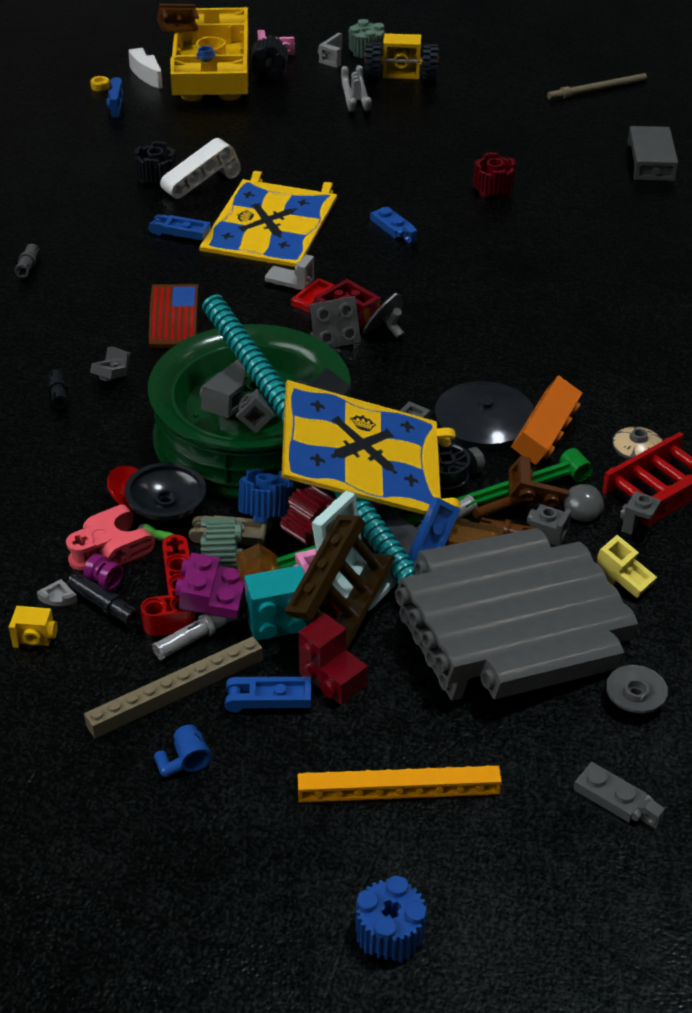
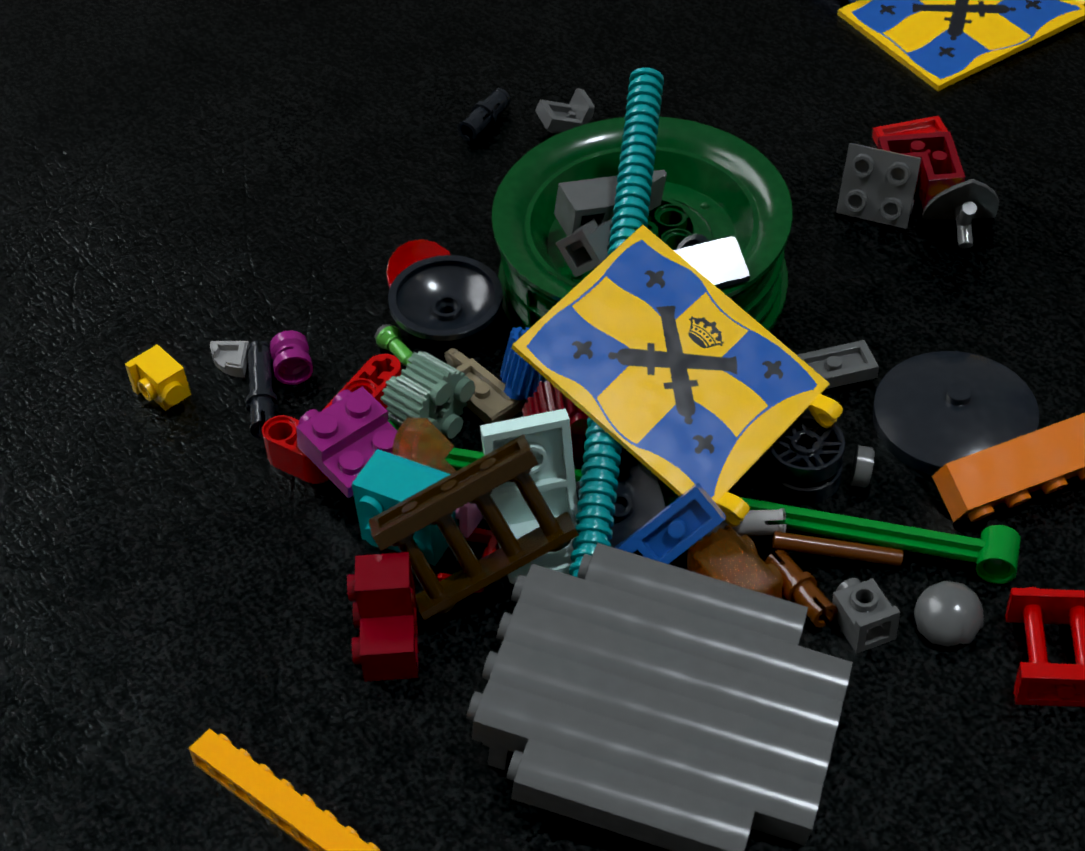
camera: 45 degrees right, 5 degrees up
(109, 536) = (336, 321): coral piece -> none
(173, 314) = (707, 80): slope -> none
(173, 687) = (219, 537): dark tan piece -> none
(183, 637) = (290, 486): light grey pin -> none
(191, 749) = (144, 624): blue piece -> none
(267, 692) = (298, 612): blue plate -> none
(298, 278) = (911, 99): light grey bracket -> none
(524, 488) = (876, 553): reddish brown bracket -> none
(620, 566) = (890, 739): light yellow brick -> none
(638, 506) = (1002, 671): dark grey bracket -> none

